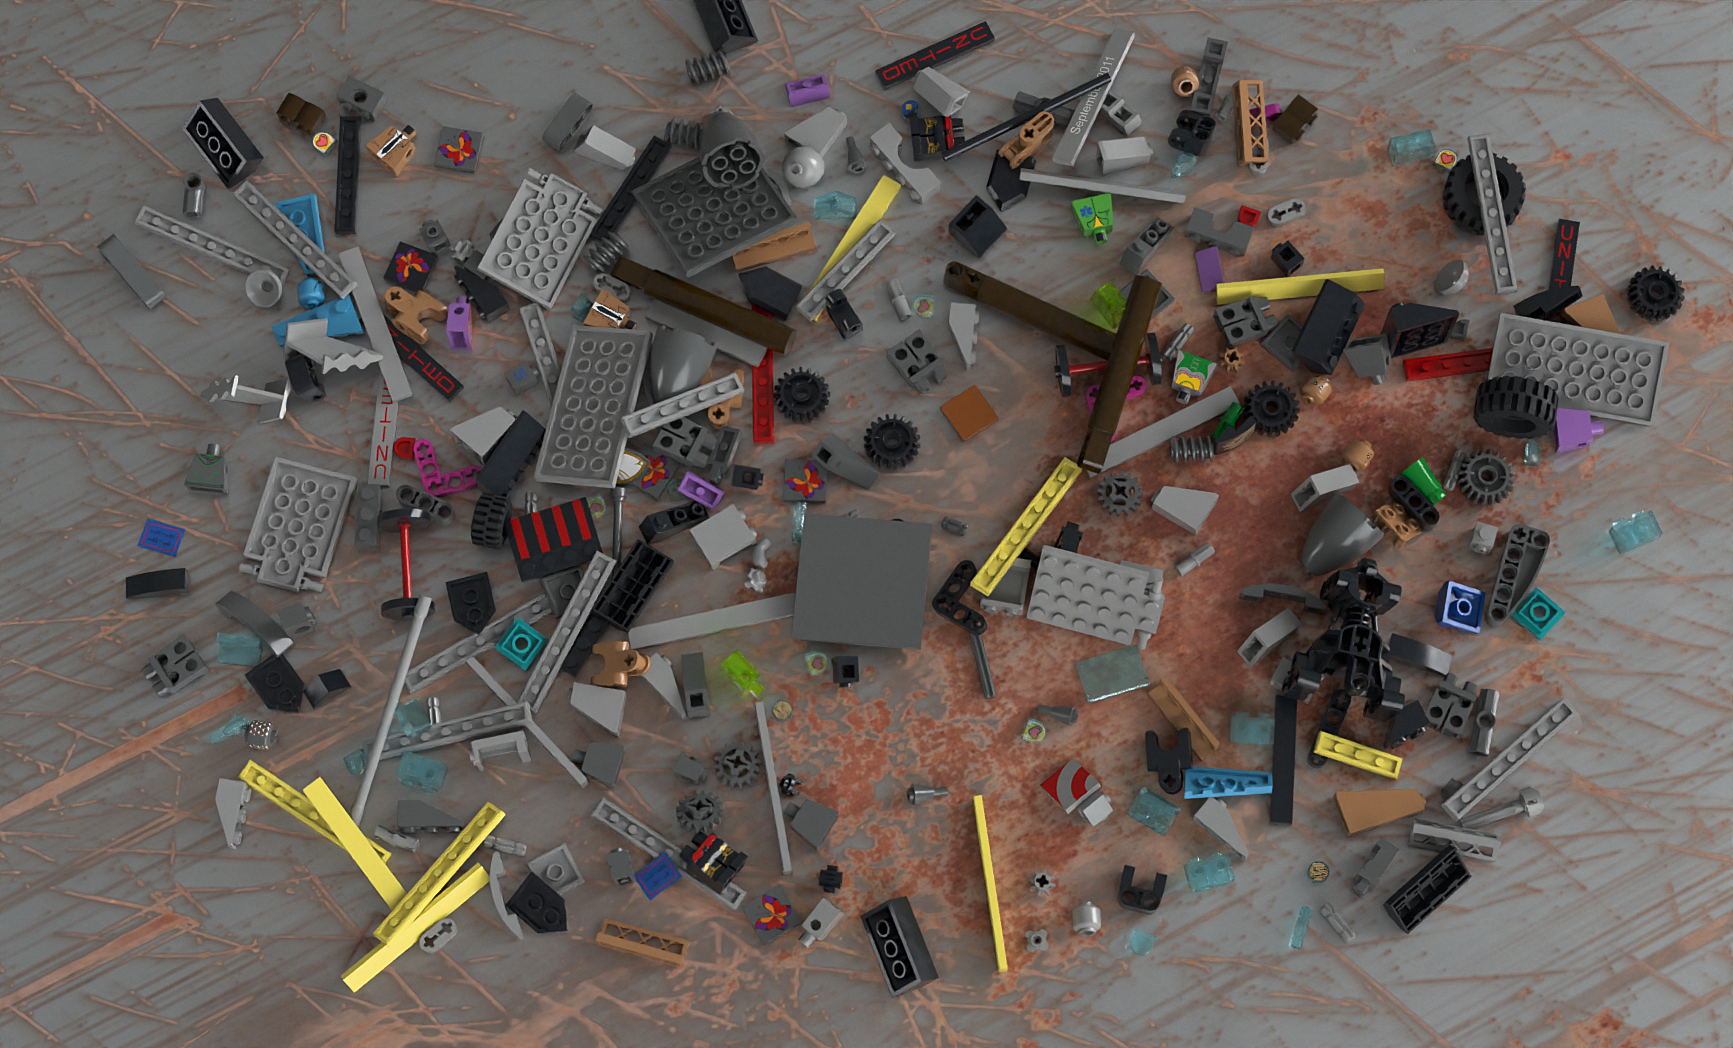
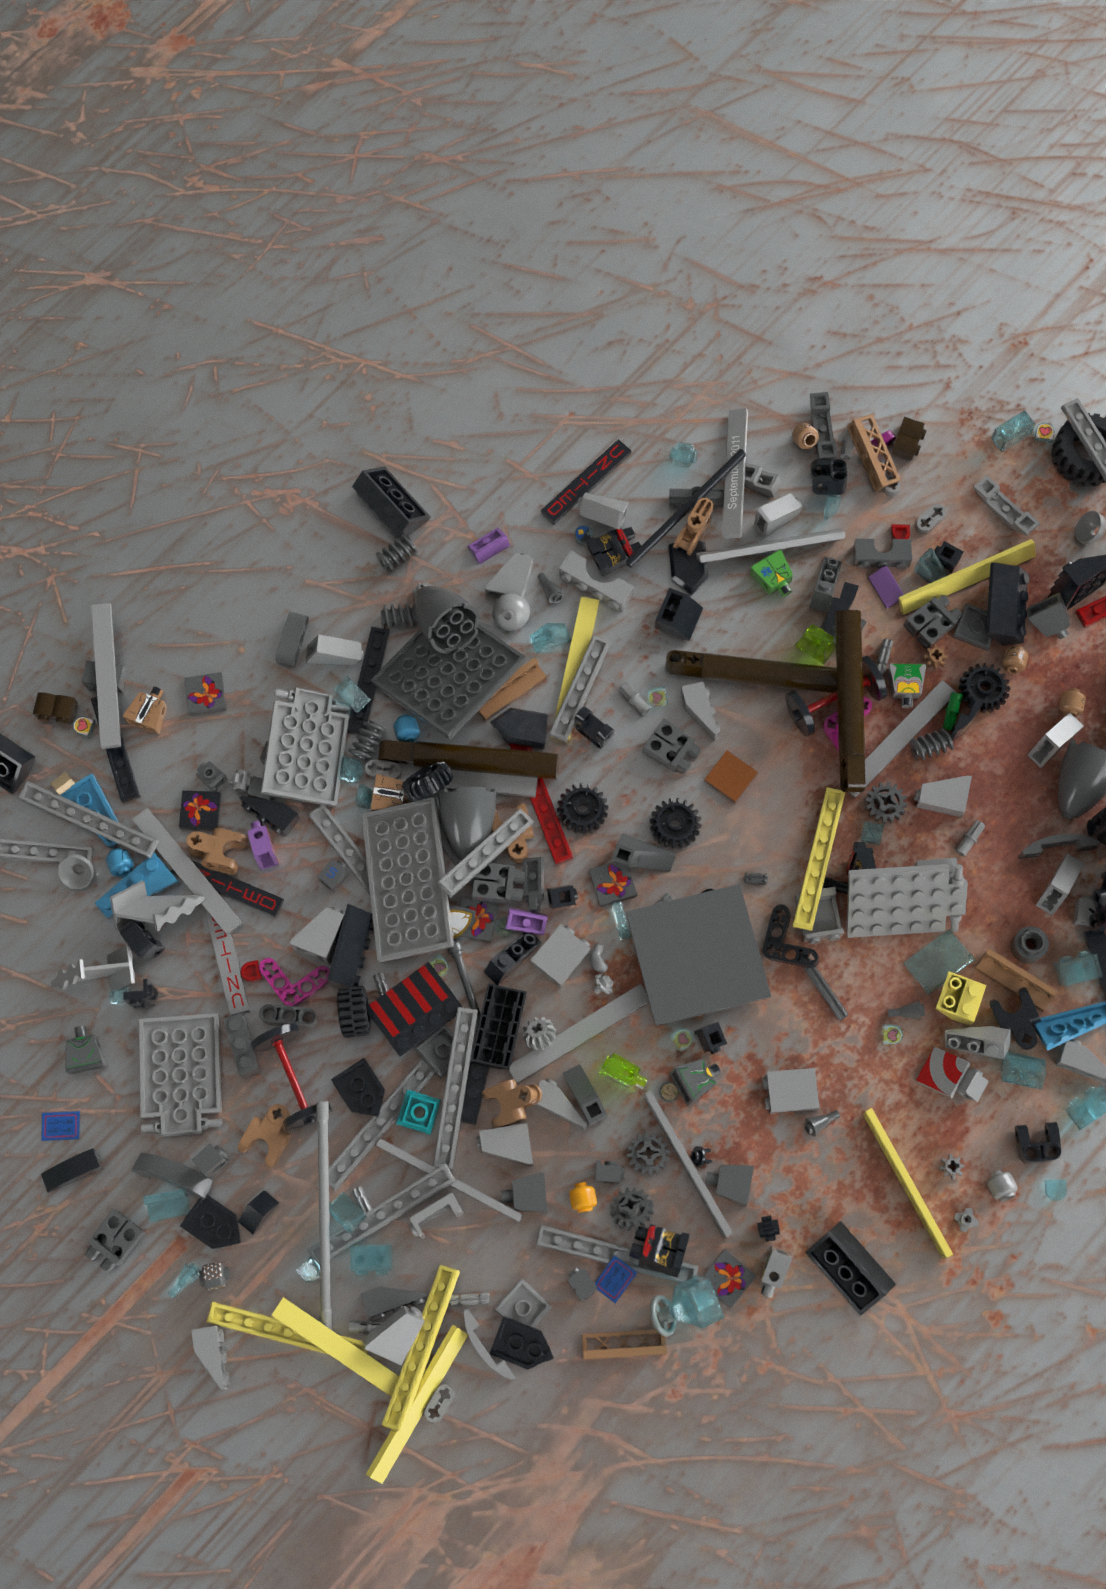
camera: 20 degrees left, 0 degrees up
(264, 428) = (116, 996): none -> clear light blue tile
(281, 194) = (62, 783): none -> tan tile
(286, 437) = (140, 999): none -> black bracket
(362, 97) = (106, 676): none -> light grey tile
(366, 611) = (270, 1130): none -> medium nougat piece
(418, 853) = (395, 1335): none -> light grey slope
(578, 276) = (350, 769): none -> clear light blue slope
(608, 199) = (352, 694): none -> clear light blue slope
(649, 313) = (427, 781): none -> black gear
(650, 253) = (406, 728): none -> dark azure head
(654, 784) = (582, 1198): none -> light orange head
(671, 606) = (539, 1033): none -> light grey gear
(722, 924) = (691, 1303): none -> clear light blue piece
(812, 706) = (694, 1079): none -> dark grey torso
(907, 751) = (791, 1090): none -> light grey panel
(1048, 60) = (684, 454): none -> clear light blue head
(1094, 520) = (872, 833): none -> clear light blue tile
(1117, 717) = (960, 998): none -> light yellow slope
(1121, 766) = (984, 1040): none -> light grey slope
(1158, 270) = (844, 603): none -> black slope
(1216, 677) = (1033, 935): none -> dark grey piece
(1263, 262) = (930, 567): none -> clear light blue slope
(1370, 226) = (1004, 508): none -> light grey slope

